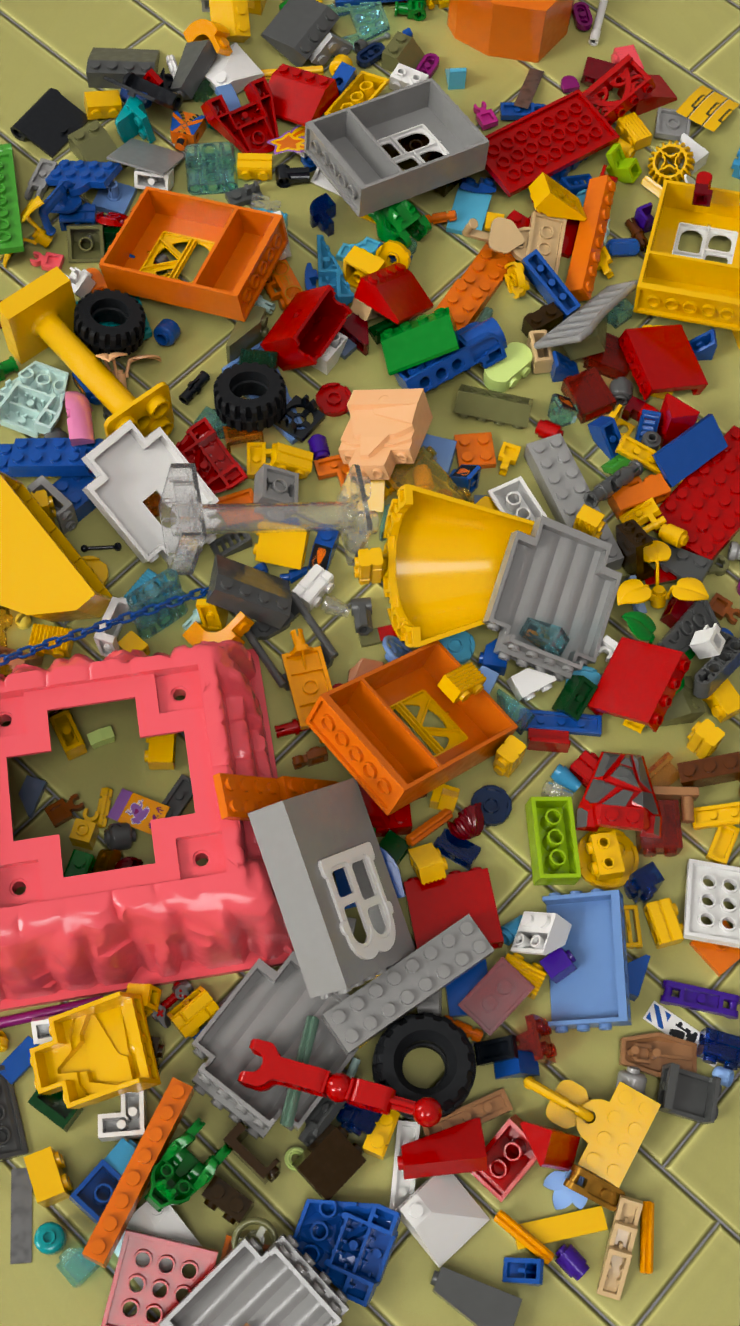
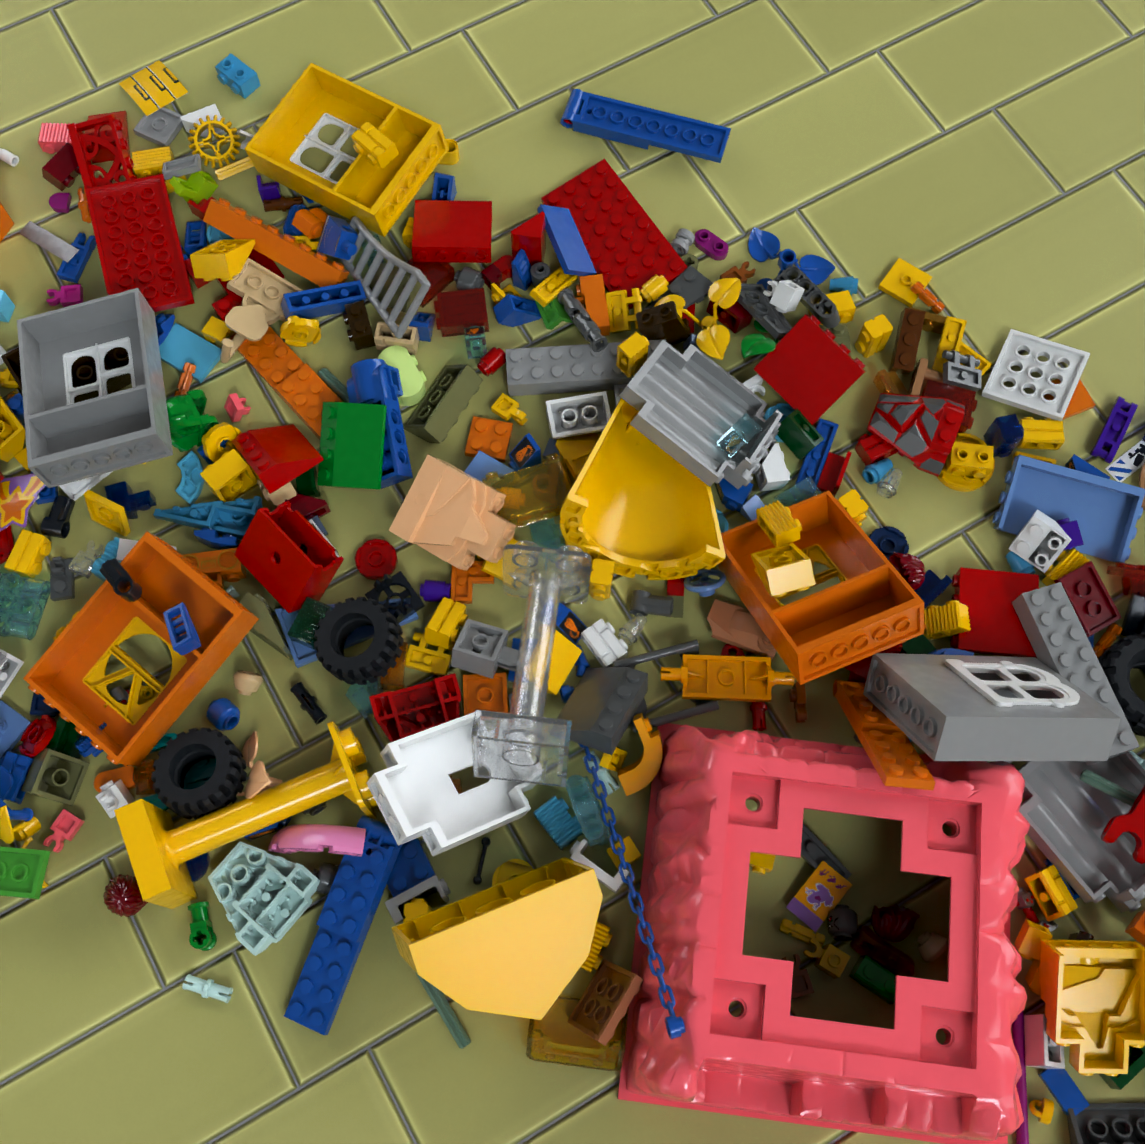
camera: 70 degrees left, 5 degrees up
(45, 355) = (198, 866): none -> clear blue tile
(198, 339) = (247, 682): none -> tan cone
(208, 263) = (188, 641): none -> blue slope
(233, 213) = (120, 580): none -> black piece
(304, 201) = (107, 513): none -> yellow plate
(409, 683) = (784, 569): none -> yellow slope
(430, 259) = (235, 407): none -> coral tile
(552, 841) = (942, 501): lime brick -> none
(610, 277) = (338, 238): none -> blue torso
(624, 258) = (310, 222): none -> orange brick
(634, 148) = (182, 166): none -> light grey tile
(695, 831) = (962, 375): none -> dark grey plate
(702, 192) = (277, 117): dark red leg -> none
(702, 262) = (374, 145): none -> yellow brick

